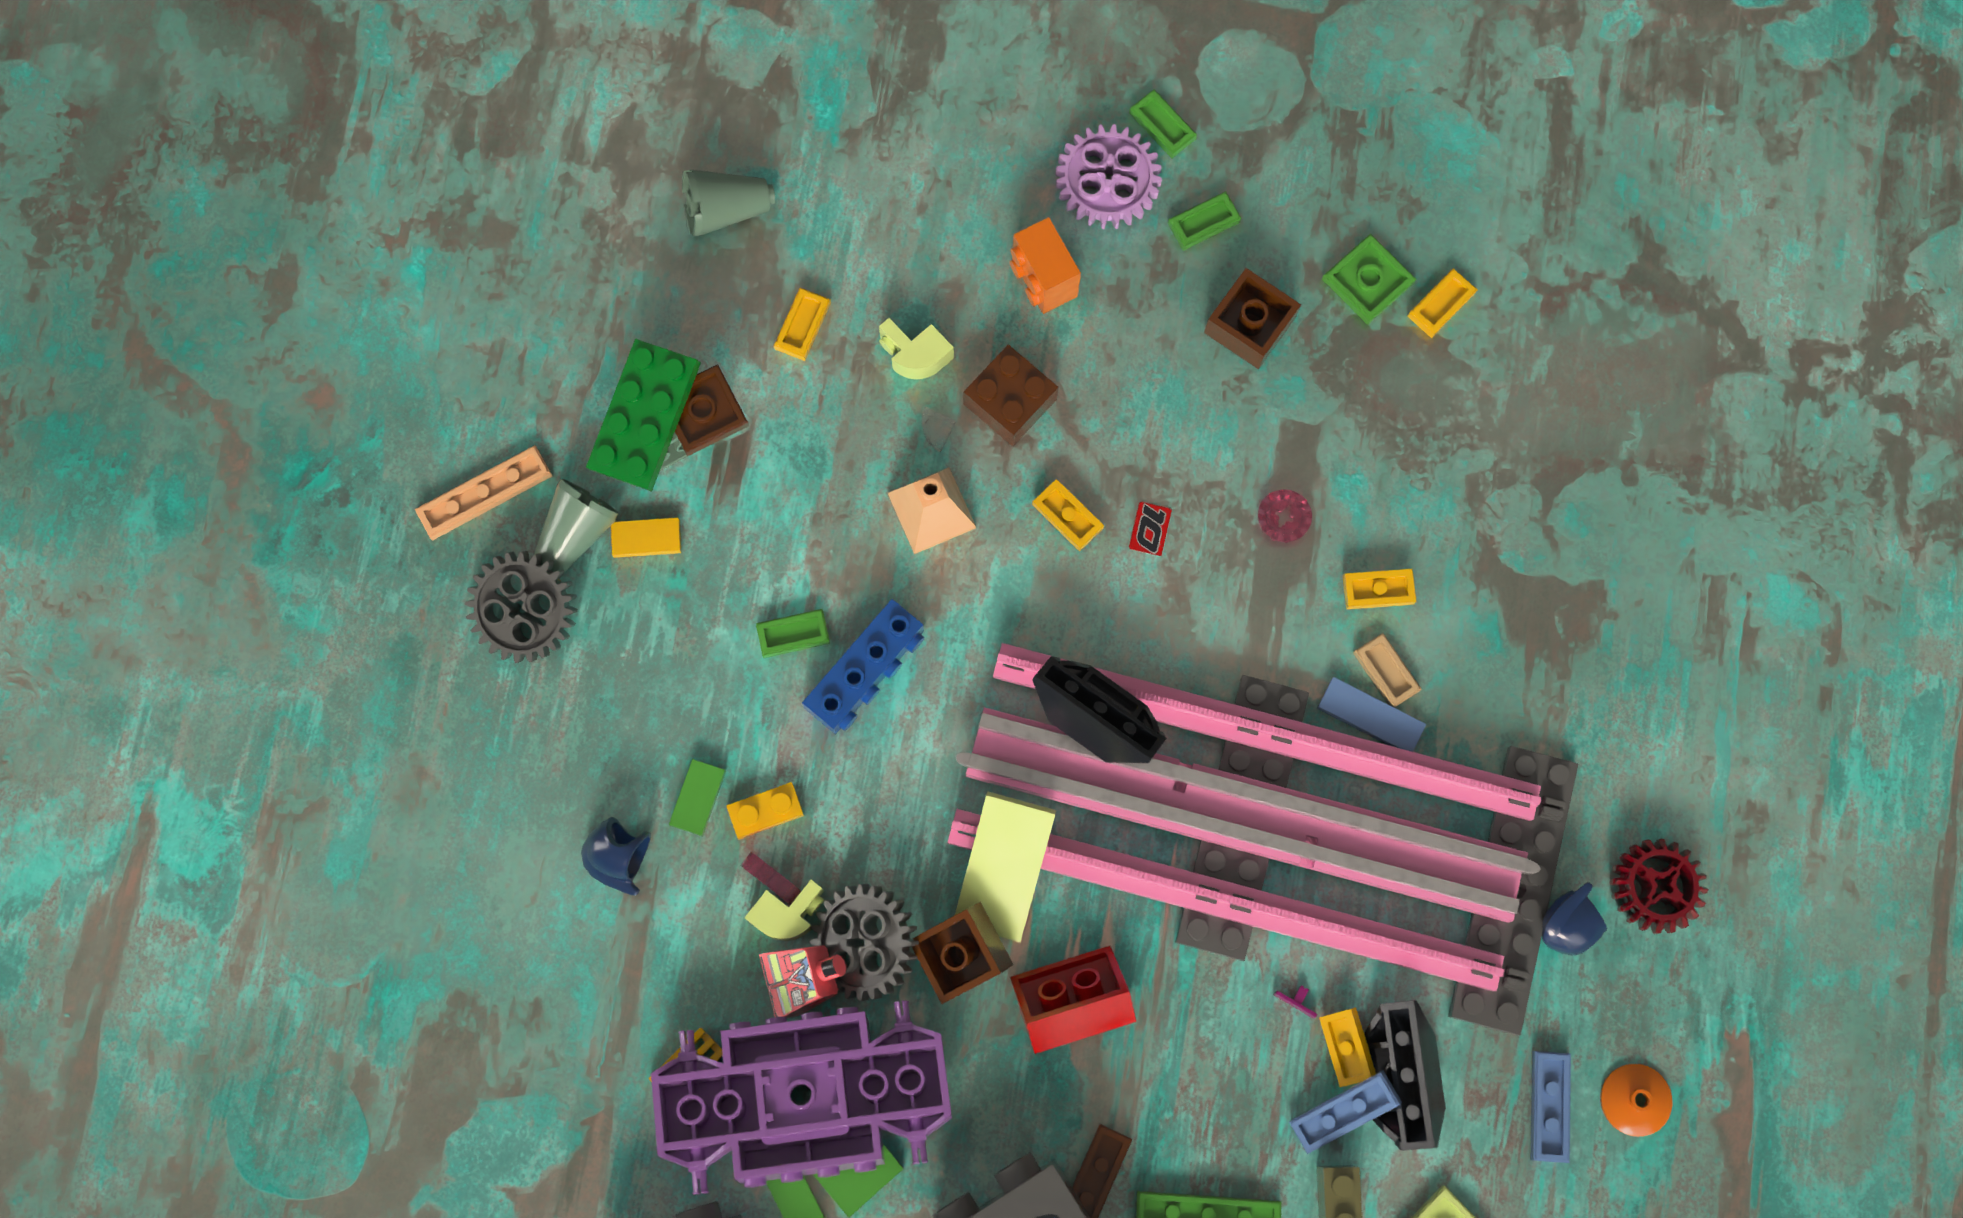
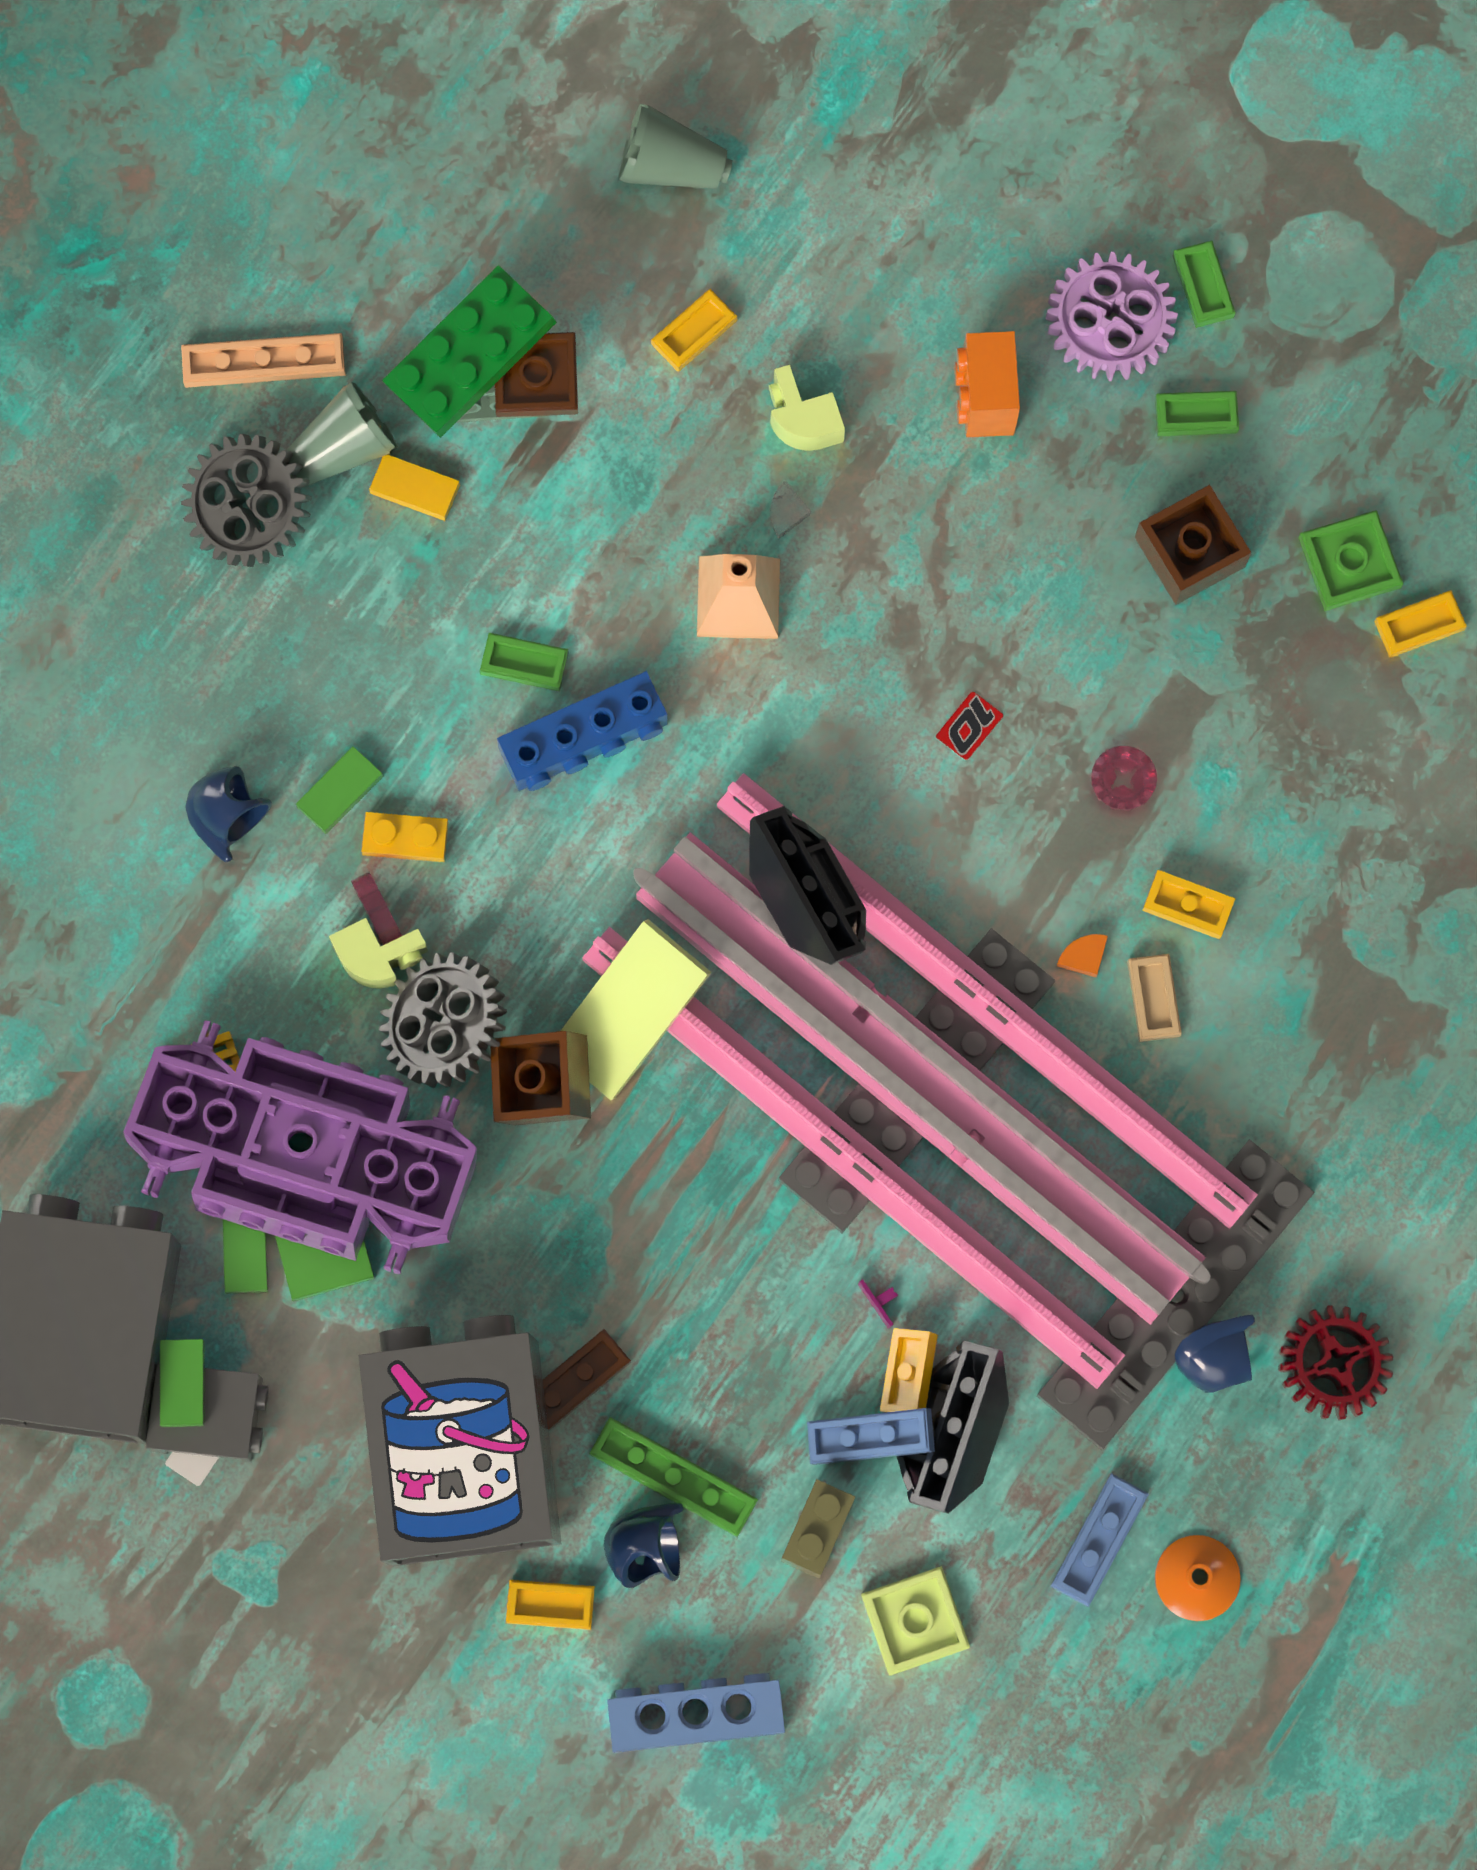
camera: 25 degrees right, 0 degrees up
(800, 978) = (358, 1026): torso -> none
(1010, 395) = (883, 510): reddish brown brick -> none
(1068, 515) = (884, 669): yellow plate -> none
(1073, 999) = (637, 1185): red slope -> none
(1320, 663) = (1084, 954): none -> orange tile
(1371, 715) = (1111, 1037): medium blue tile -> none

